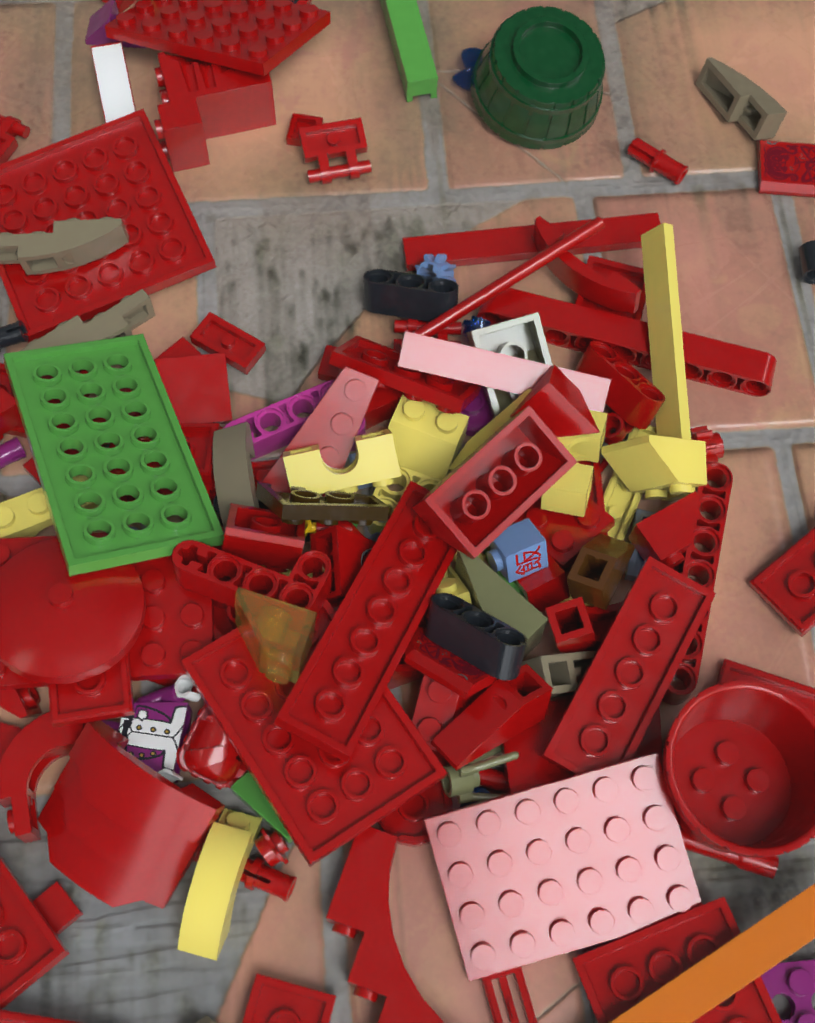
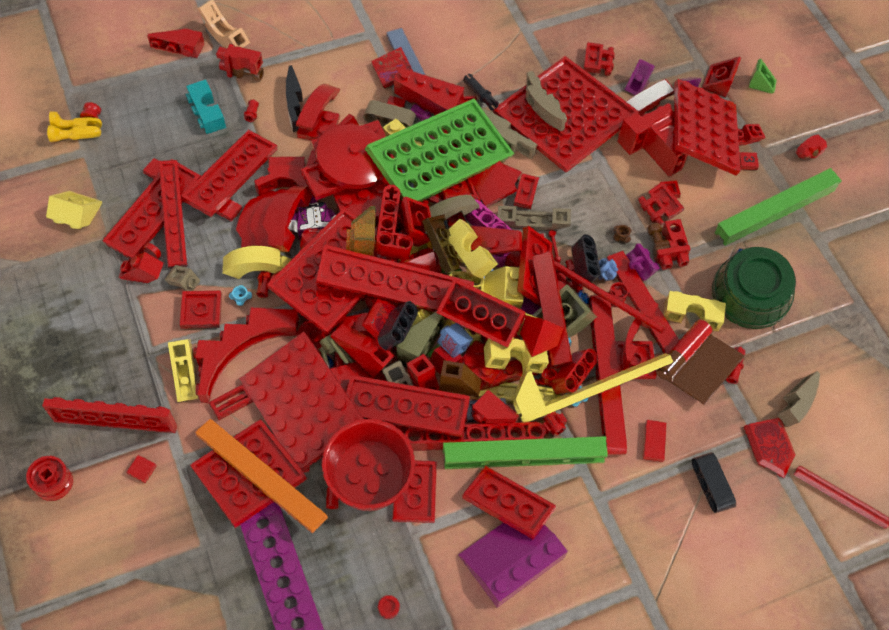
camera: 70 degrees right, 5 degrees down
(63, 86) = (640, 77): none -> magenta slope
(263, 931) = (240, 290): none -> medium azure plate
(293, 346) = (538, 221): none -> dark tan slope
(328, 334) = (552, 233): none -> red hinge
(367, 220) = (624, 229): none -> reddish brown plate
(422, 161) = (671, 249): none -> red hips
(437, 217) = (641, 262): none -> magenta hips
(485, 269) = (619, 290): none -> red wheel
(559, 159) = (708, 310): none -> light yellow arch
(646, 192) = (700, 362): none -> reddish brown door
(751, 473) = (524, 452): none -> bright green tile
(758, 317) = (654, 440): none -> red tile

